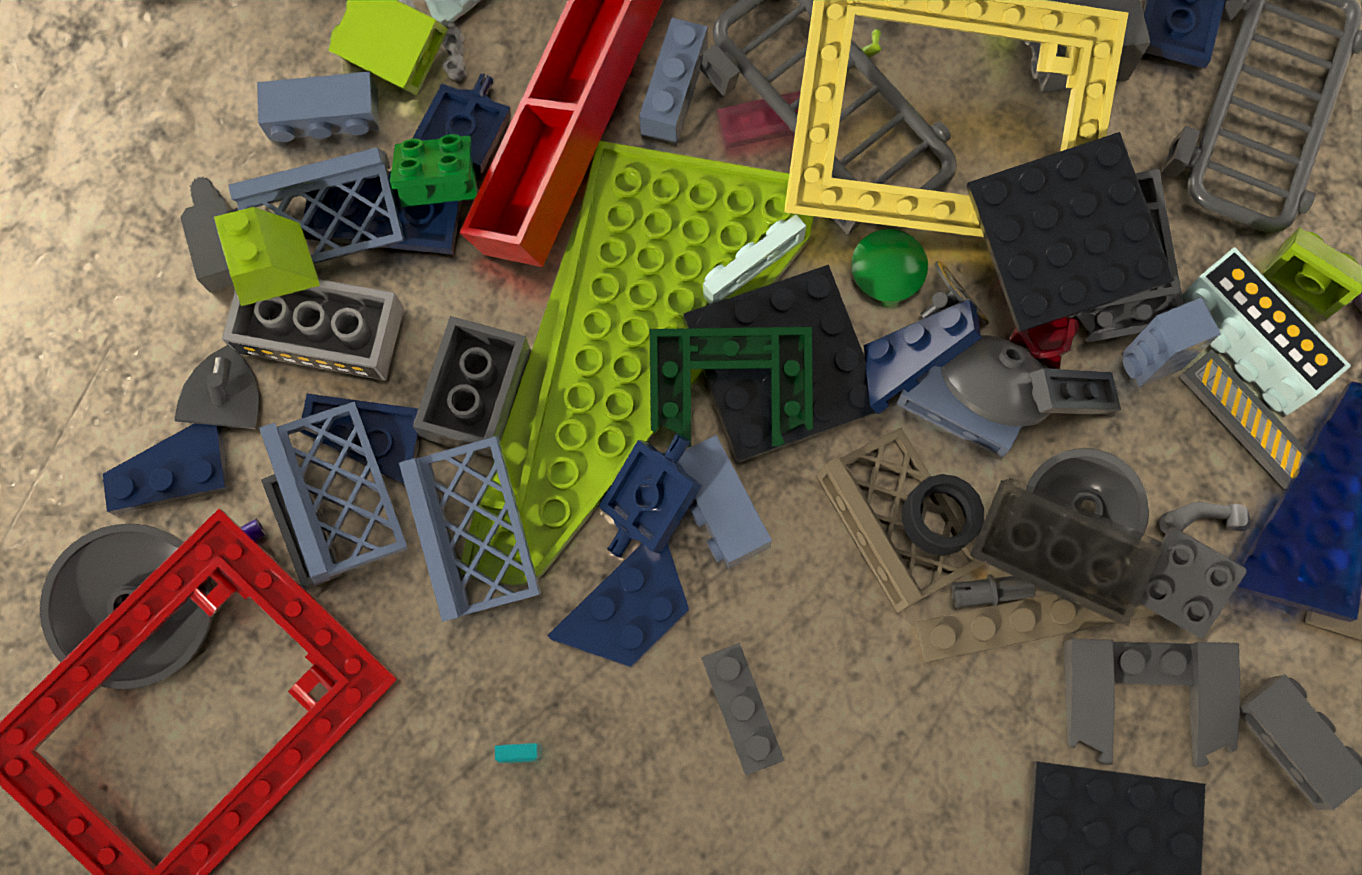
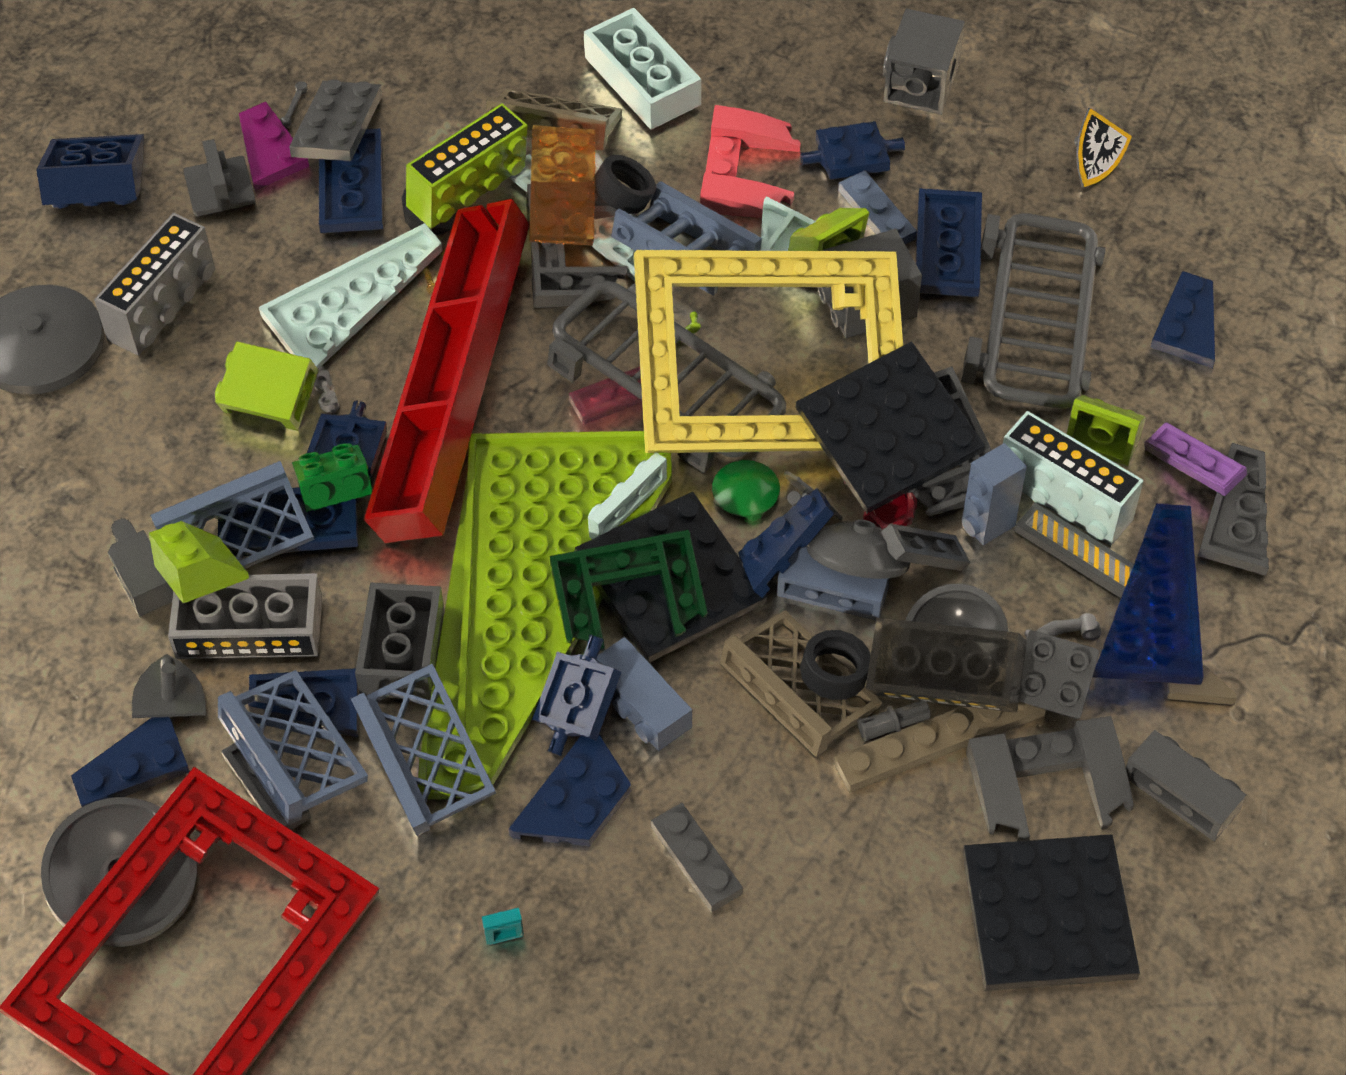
camera: 15 degrees left, 20 degrees down
(318, 106) = (213, 449): sand blue brick -> none
(673, 81) = (526, 378): sand blue brick -> none

